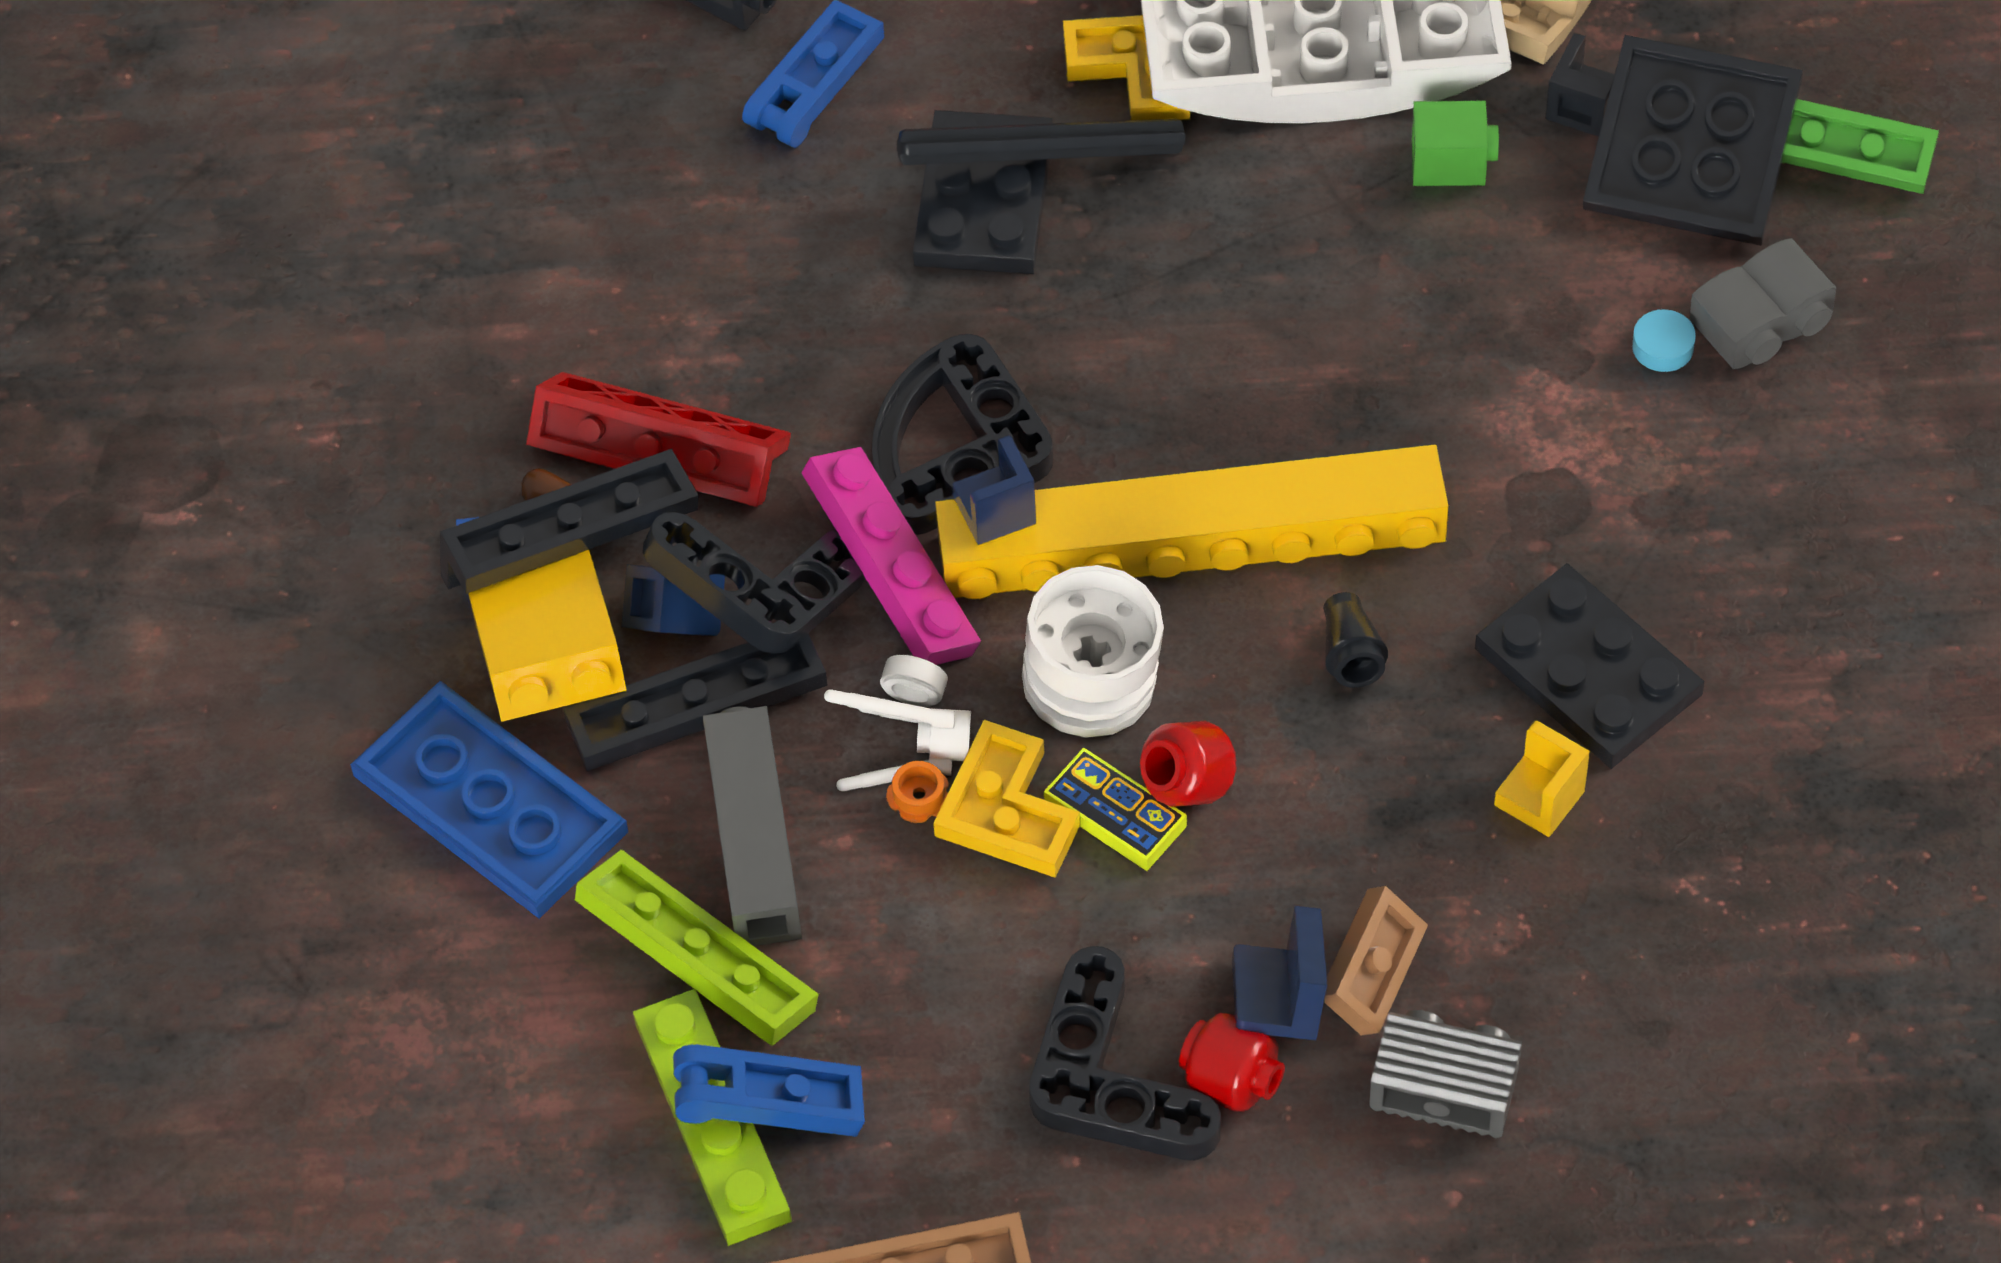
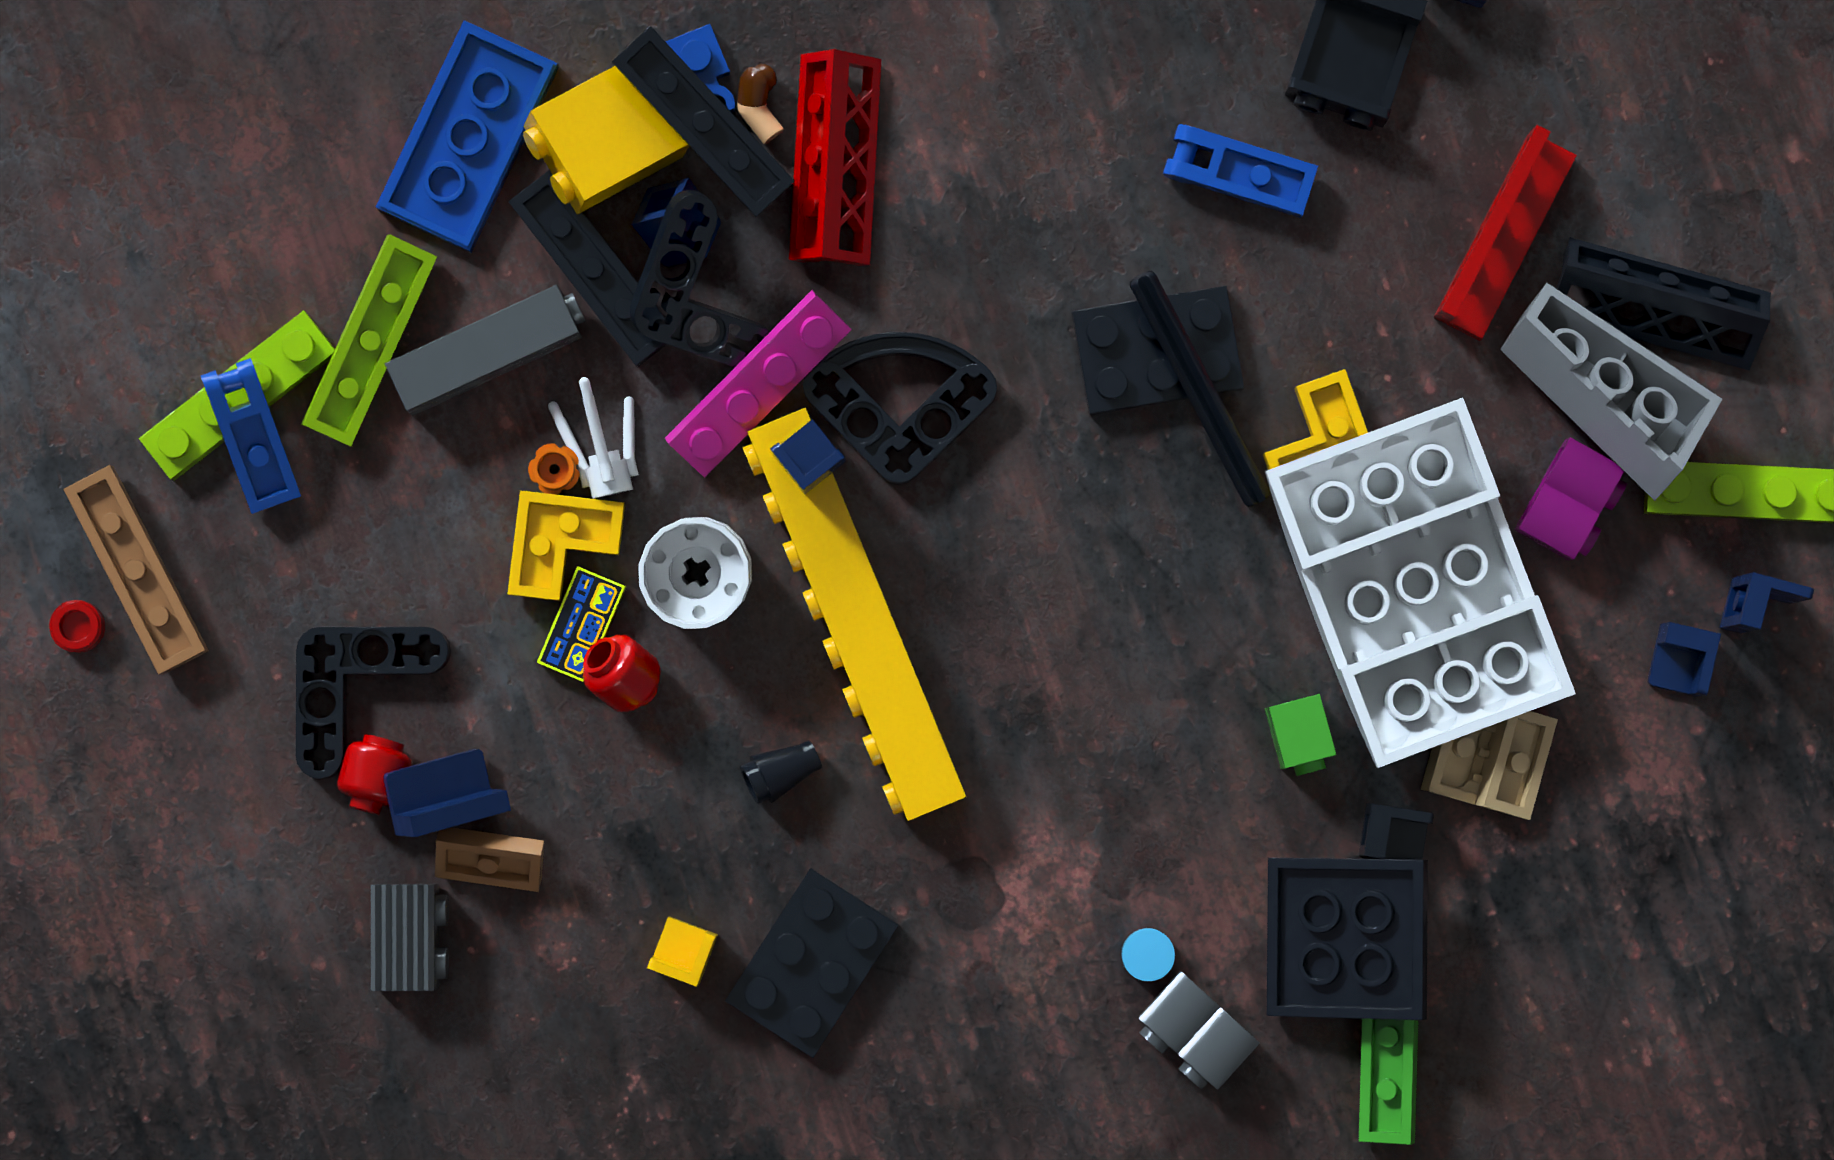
camera: 70 degrees right, 30 degrees up
(913, 680) = (649, 436): white tile -> none

